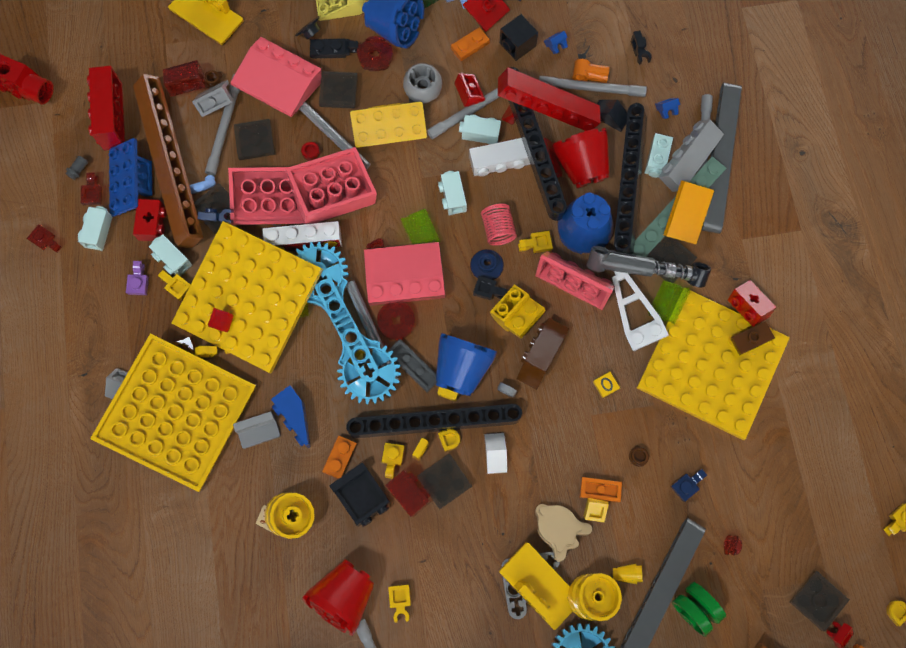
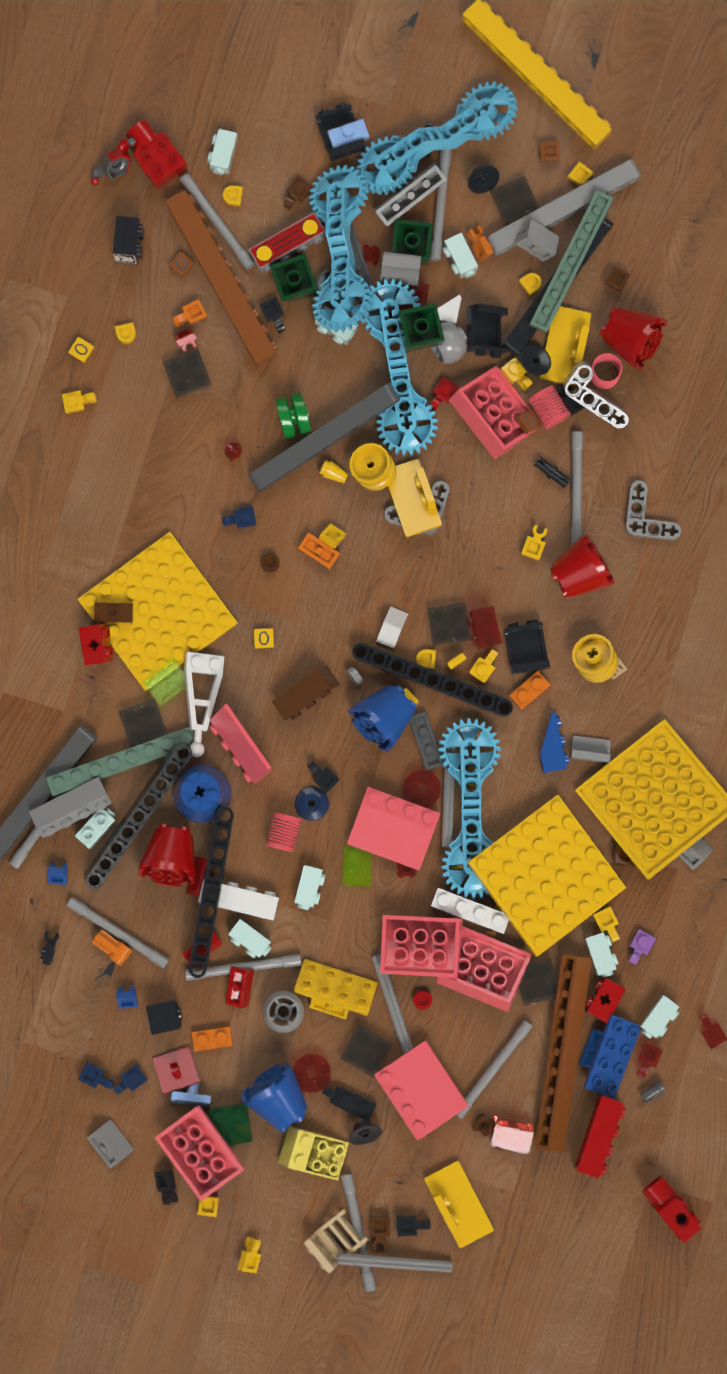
camera: 155 degrees left, 10 degrees up
(204, 185) = (539, 1011): light blue arm -> none
(205, 351) = (605, 842): yellow tile -> none
(212, 215) = (542, 967): dark blue plate -> none
(213, 99) = (492, 1100): light grey panel -> none
(220, 320) = (579, 860): red slope -> none
(254, 139) = (471, 1037): clear smoke plate -> none
(517, 311) = (309, 741): yellow brick -> none
(538, 241) = (254, 798): yellow plate -> none
(548, 100) = (176, 923): red brick -> none
(559, 529) = (371, 536): tan tile -> none
(603, 259) = (210, 746): piece -> none
(613, 114) = (116, 895): black slope -> none
(688, 212) = (105, 753): light orange tile -> none

